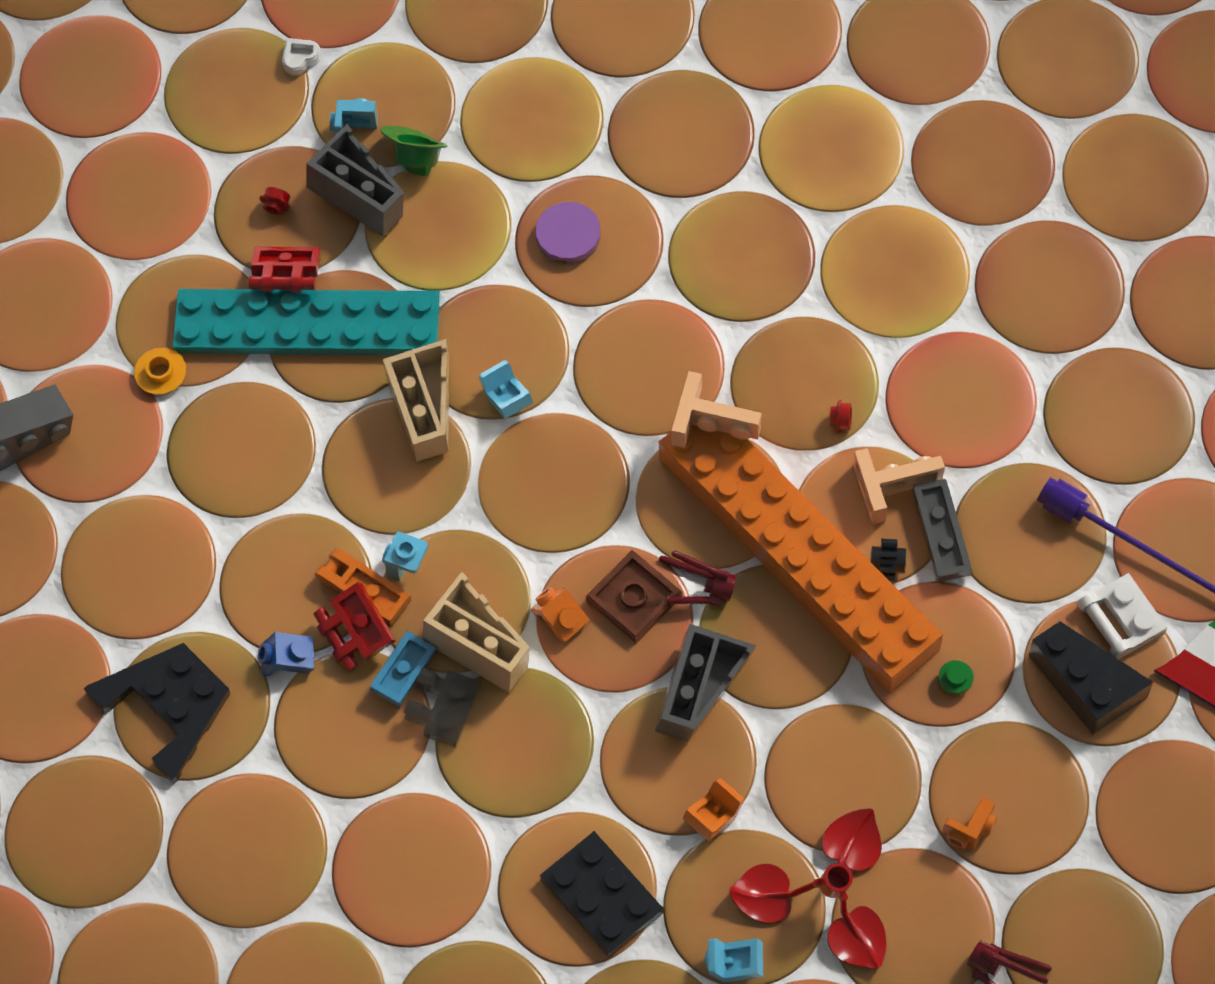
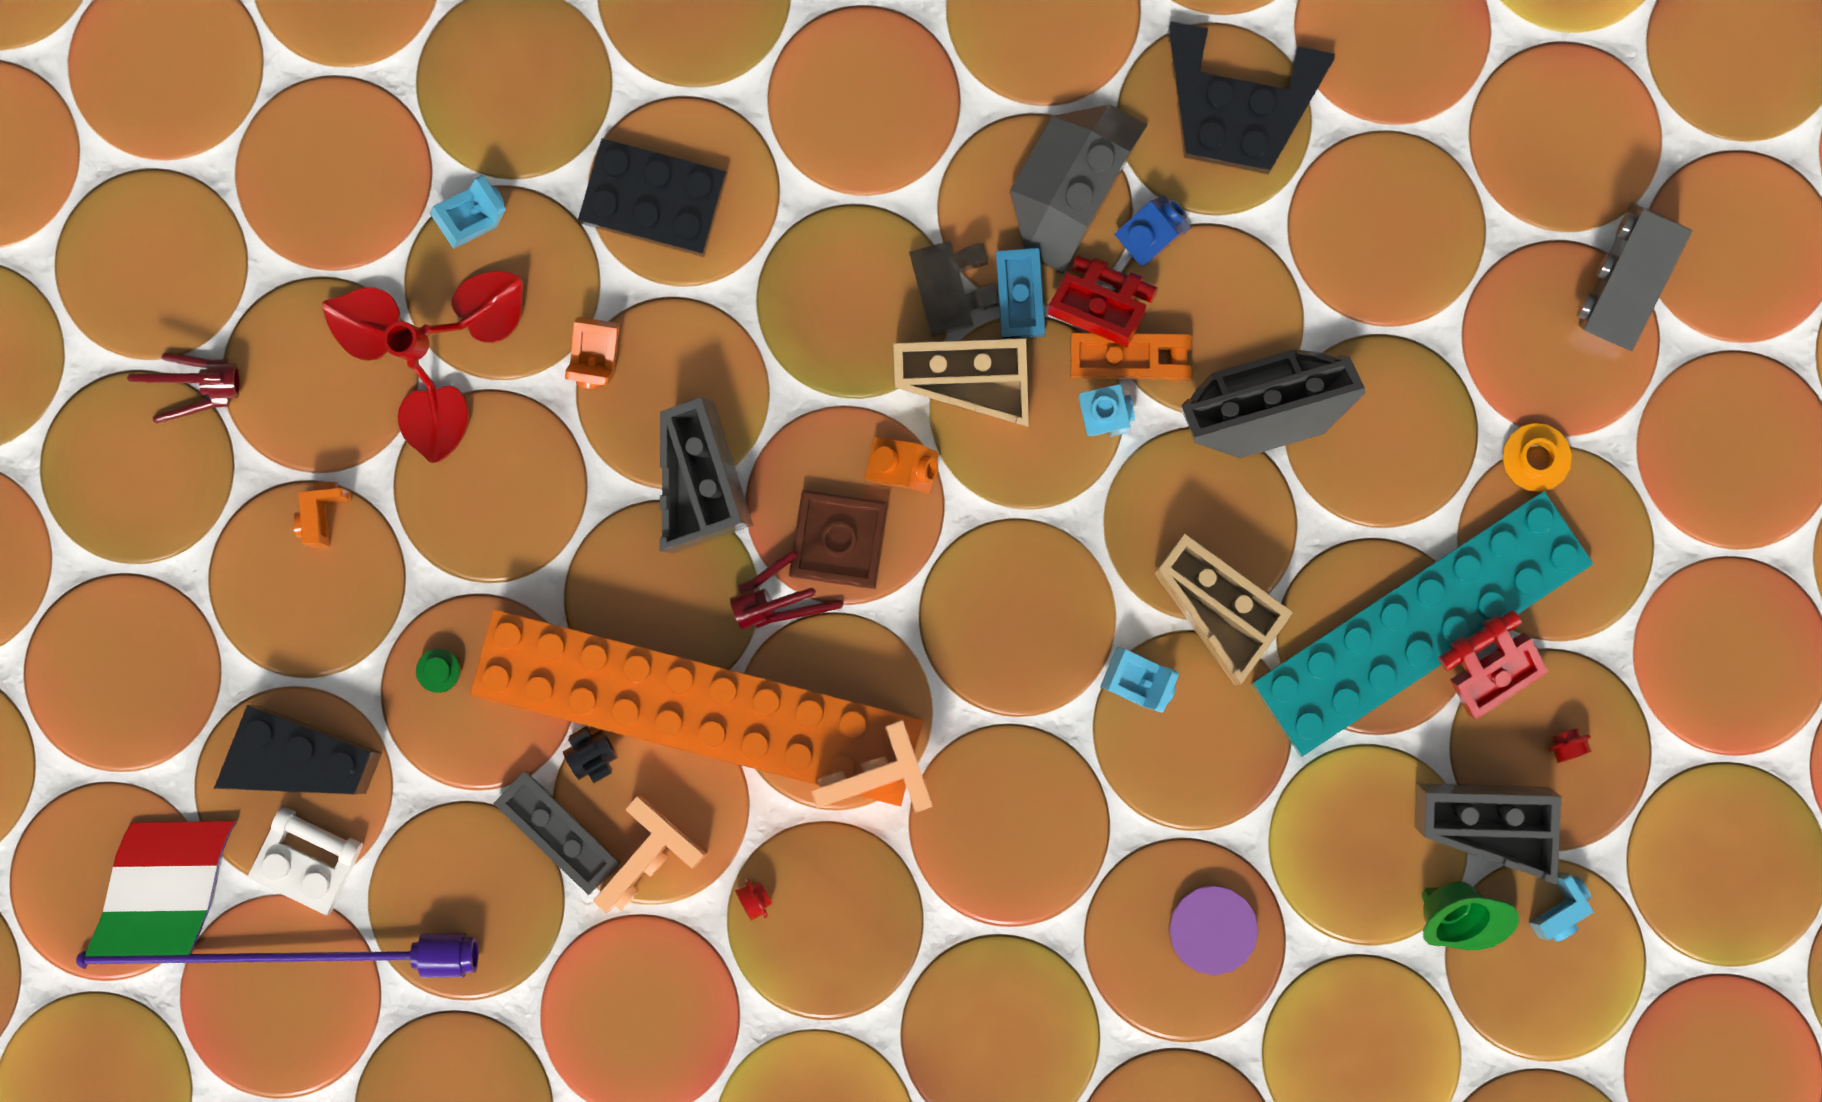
camera: 145 degrees right, 20 degrees up
(295, 499) = (1272, 402): none -> dark grey wedge
(299, 55) = (1688, 955): white tile -> none
(311, 718) = (1071, 178): none -> dark grey wedge

